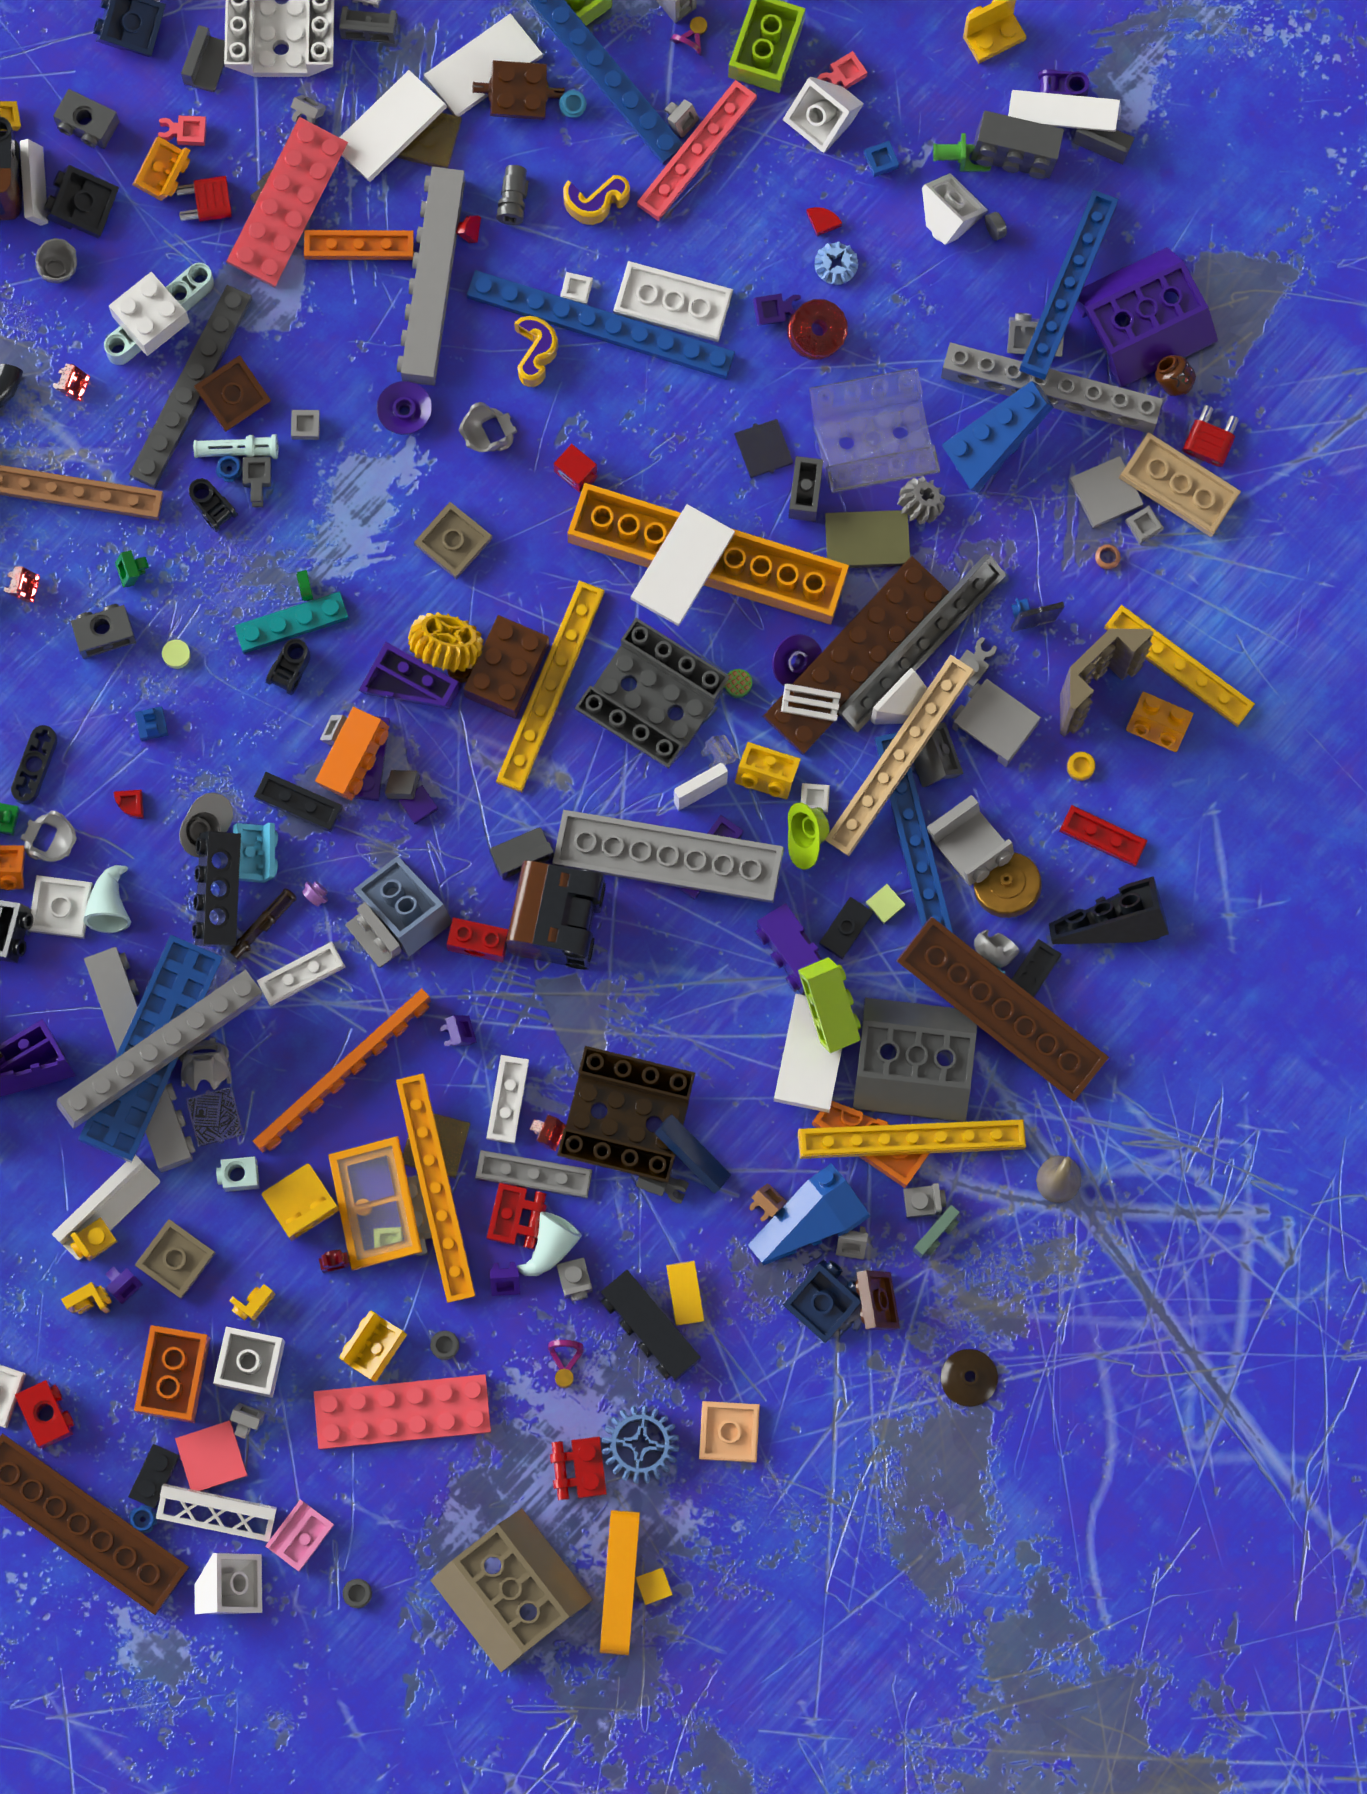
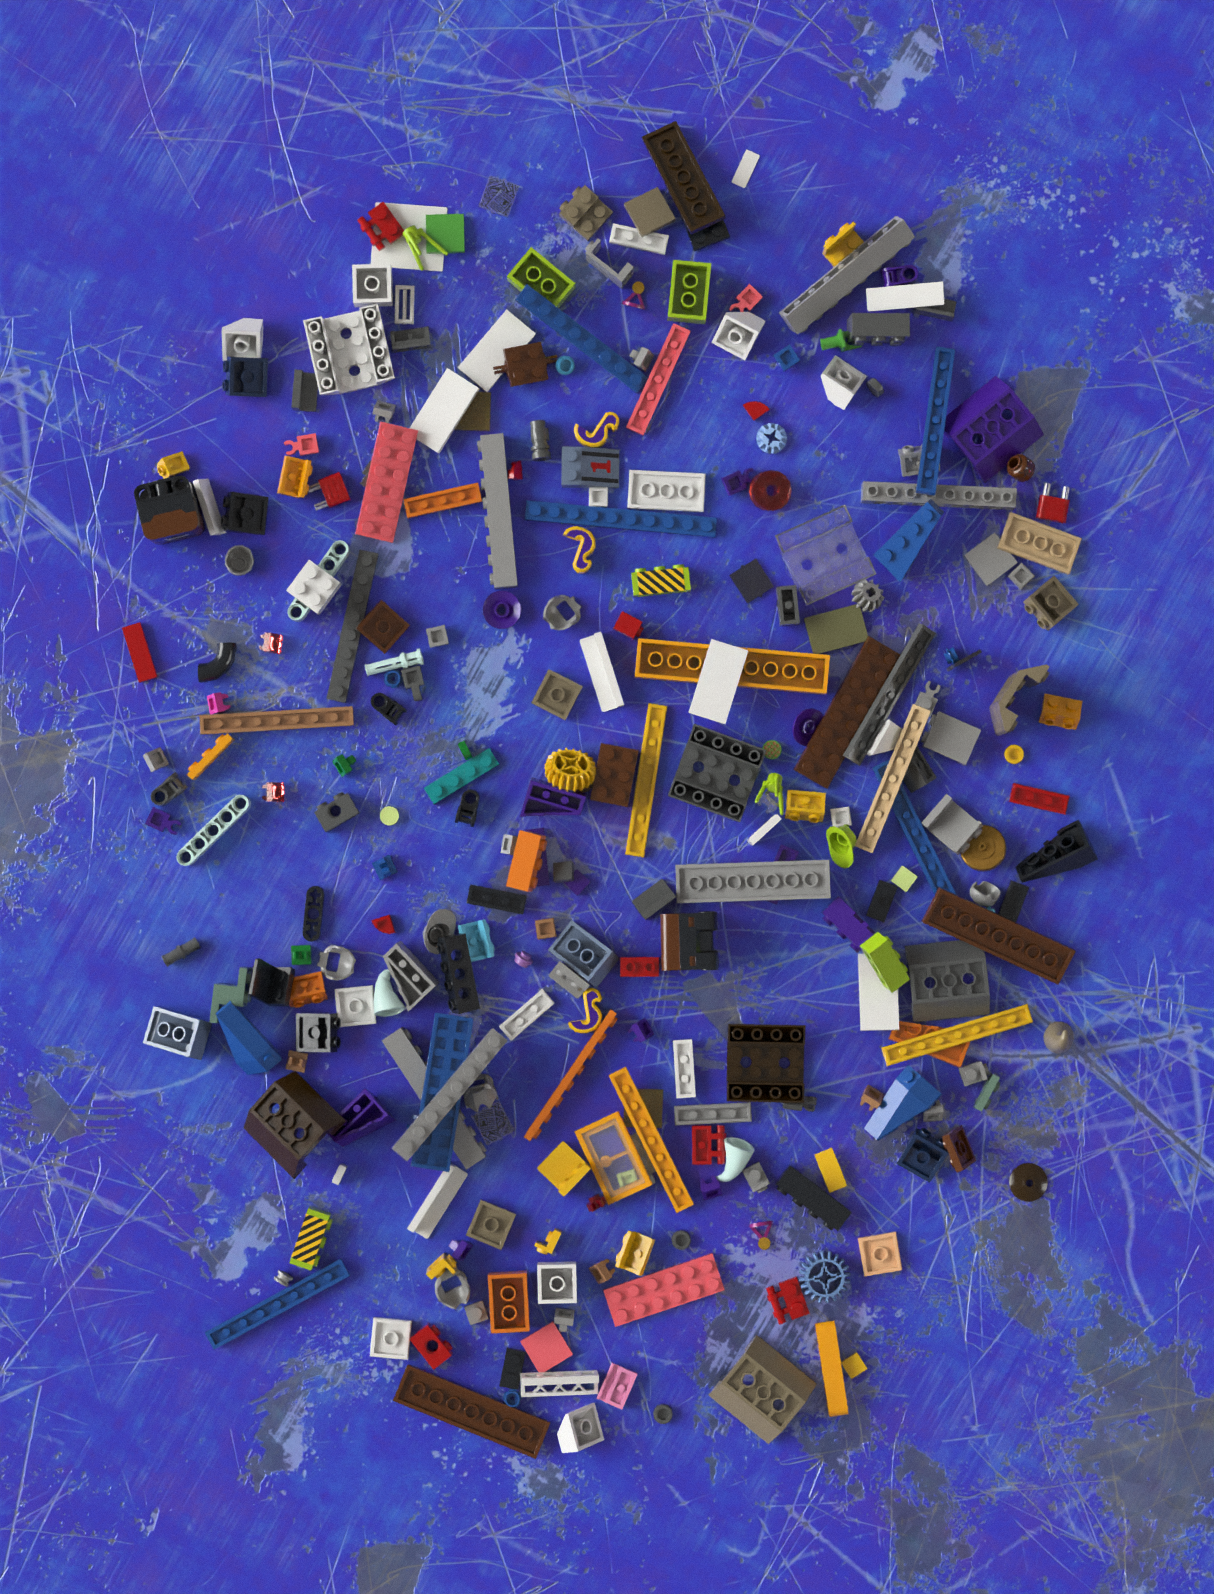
camera: 10 degrees left, 10 degrees up
(75, 108) = (224, 446): dark grey brick -> none
(92, 1240) = (434, 1224): yellow bracket -> none
(99, 1351) = (455, 1296): none -> light grey helmet
(122, 1382) = (476, 1312): none -> light grey plate
(147, 876) = (409, 974): none -> light grey wedge
(250, 1179) = (525, 1153): light aqua brick -> none
(263, 922) = (493, 986): dark brown piece -> none
(316, 1362) = (600, 1271): none -> medium nougat tile
(357, 859) = (545, 928): none -> medium nougat tile
(396, 993) = (593, 1013): none -> animal
(523, 525) = (601, 672): none -> white panel
(548, 1132) = (716, 1084): clear red tile -> none
(573, 245) = (589, 467): none -> sand blue slope
(635, 418) = (660, 581): none -> brick
(692, 1153) = (815, 1078): dark blue tile -> none
(728, 730) = (774, 785): none -> lime plant
(834, 706) = (825, 747): white tile -> none
(990, 68) = (847, 275): none -> light grey brick
(1108, 547) = (1007, 606): nougat piece -> none
(1176, 568) = (1050, 603): none -> dark tan plate
(1187, 670) = (1065, 669): yellow tile -> none

